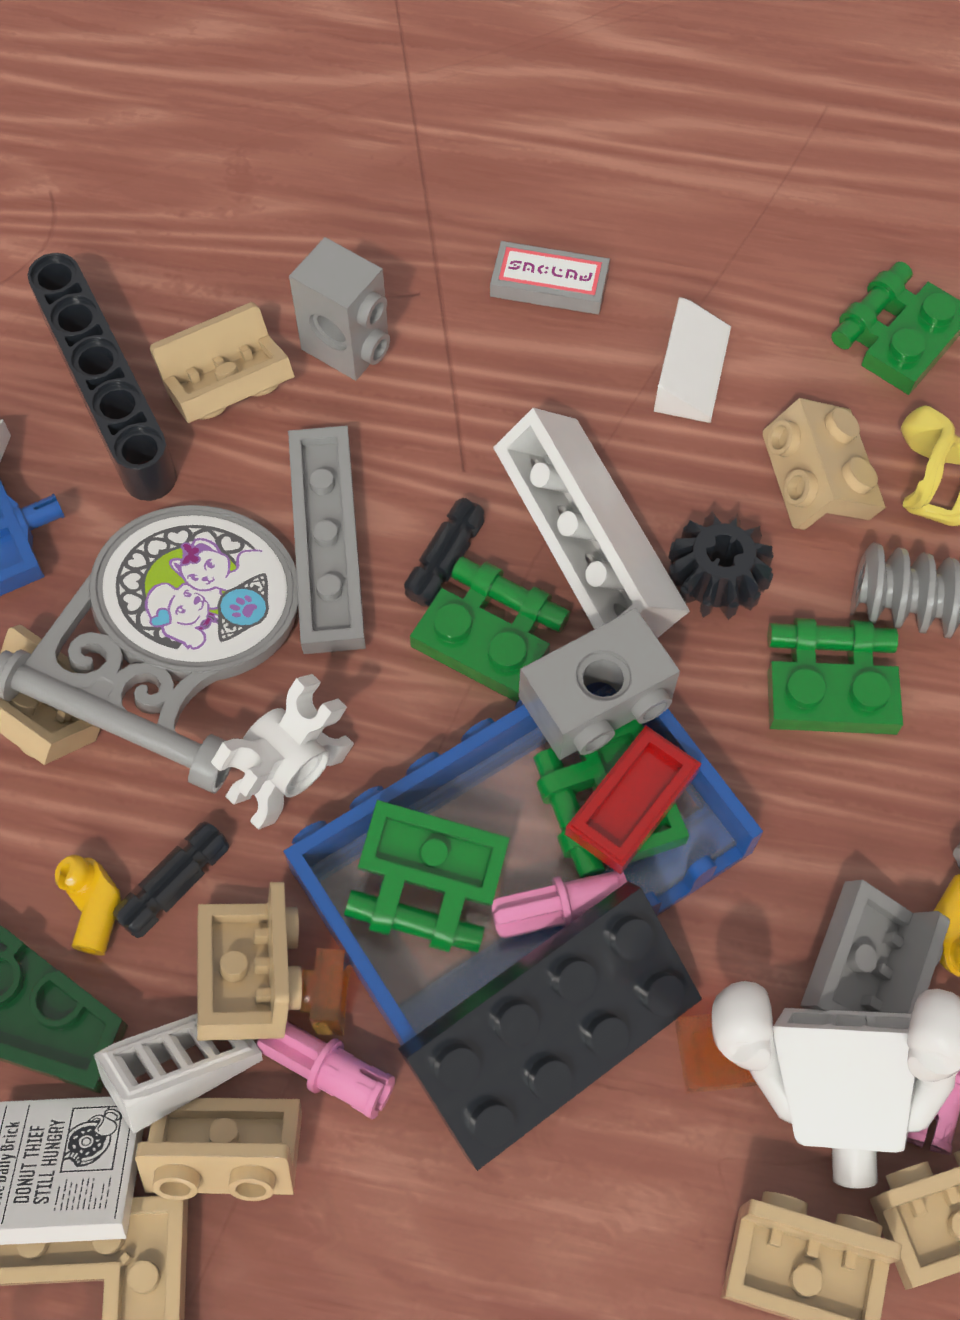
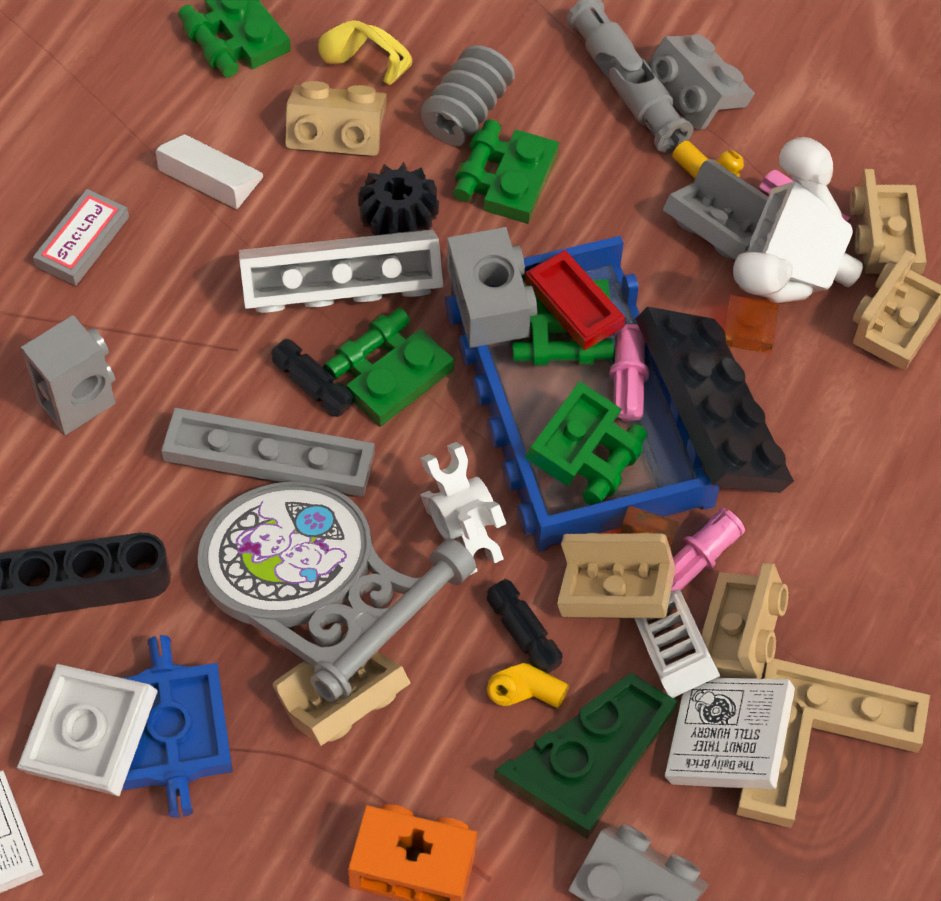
camera: 75 degrees left, 5 degrees down
(220, 363) = (72, 486): tan bracket -> none

